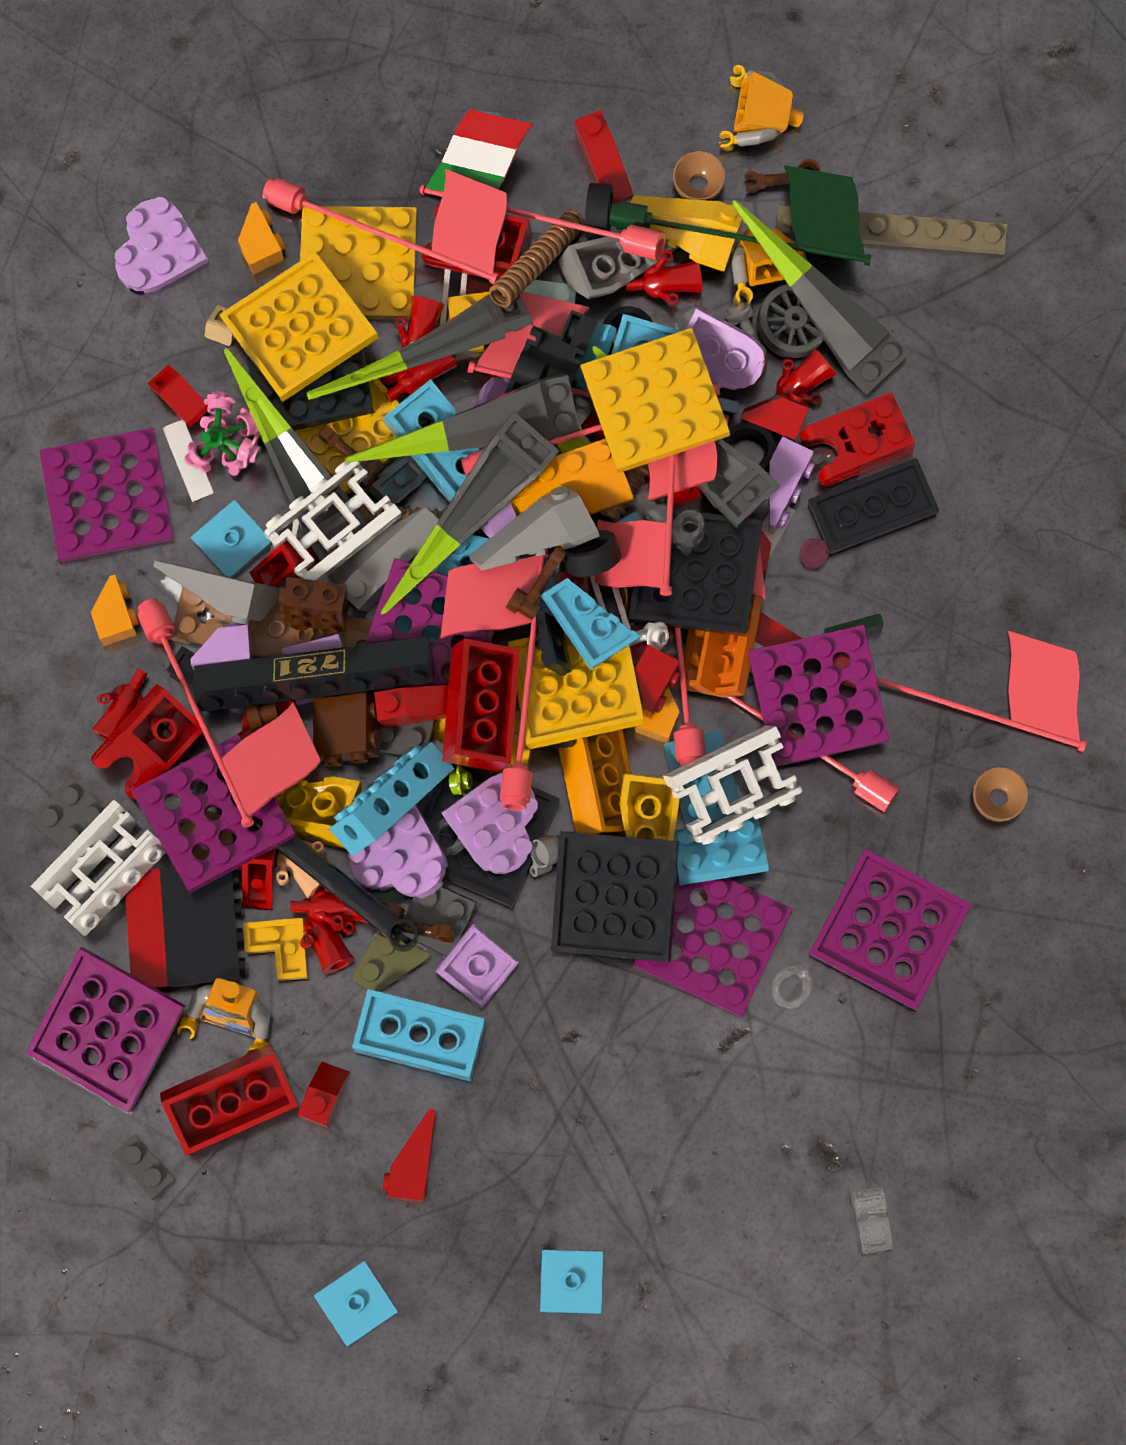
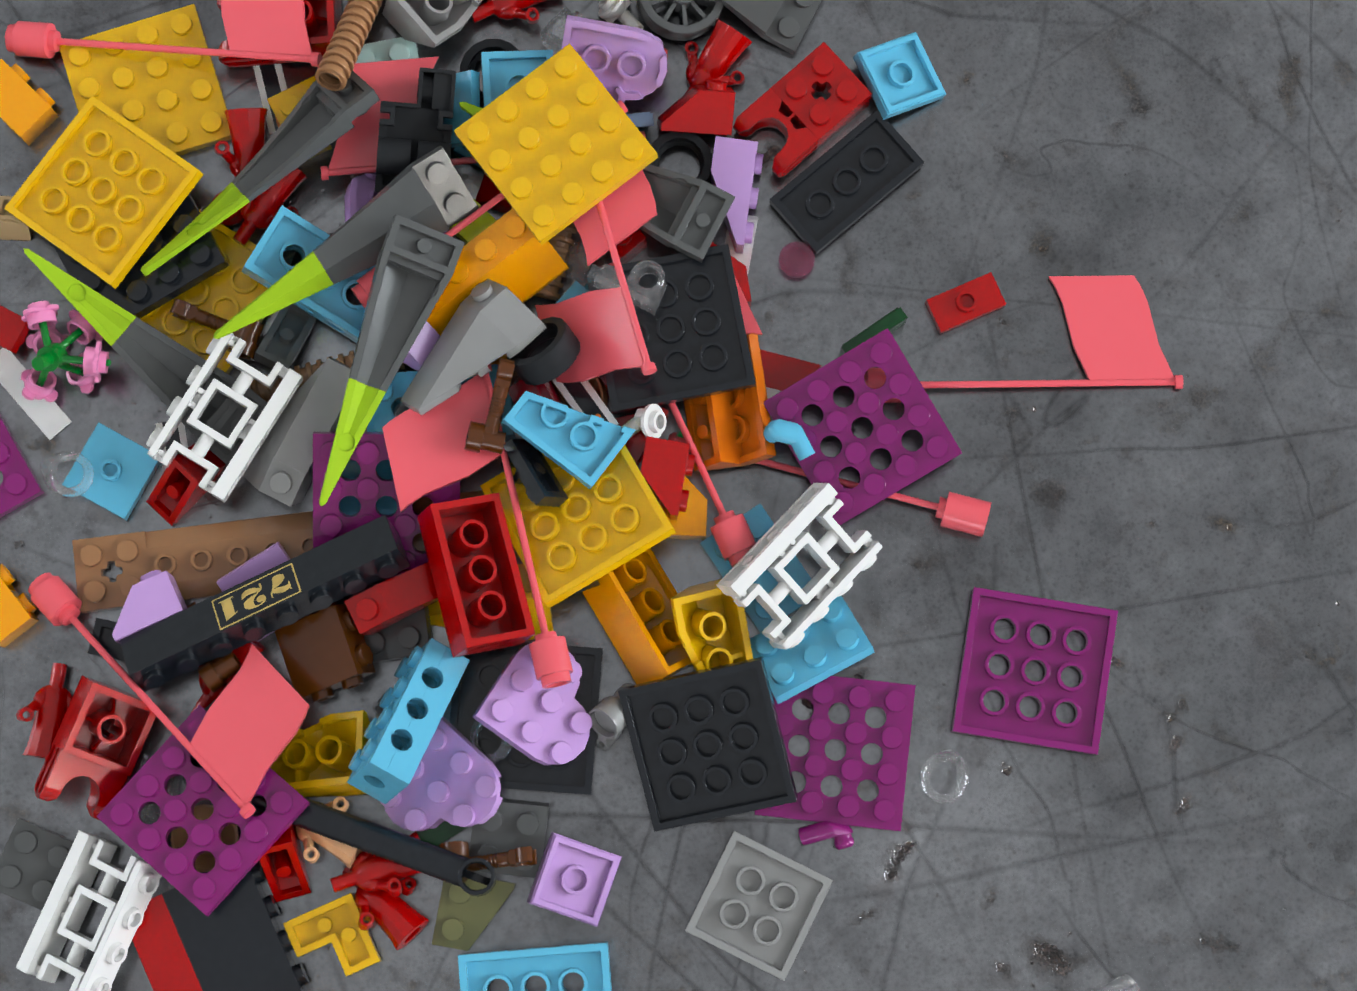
camera: 25 degrees left, 5 degrees up
(186, 520) = (50, 465): none -> clear piece
(229, 596) = (143, 542): light grey wedge -> none
(314, 605) = (237, 520): reddish brown brick -> none
(460, 781) = (481, 670): lime plate -> none
(612, 1035) = (759, 905): none -> light grey plate
(686, 996) = (827, 830): none -> magenta arm
(759, 680) = (789, 433): none -> medium azure arm
(935, 629) = (965, 303): none -> red plate
(943, 437) = (899, 75): none -> medium azure plate
(1008, 782) = (1120, 459): medium nougat piece -> none

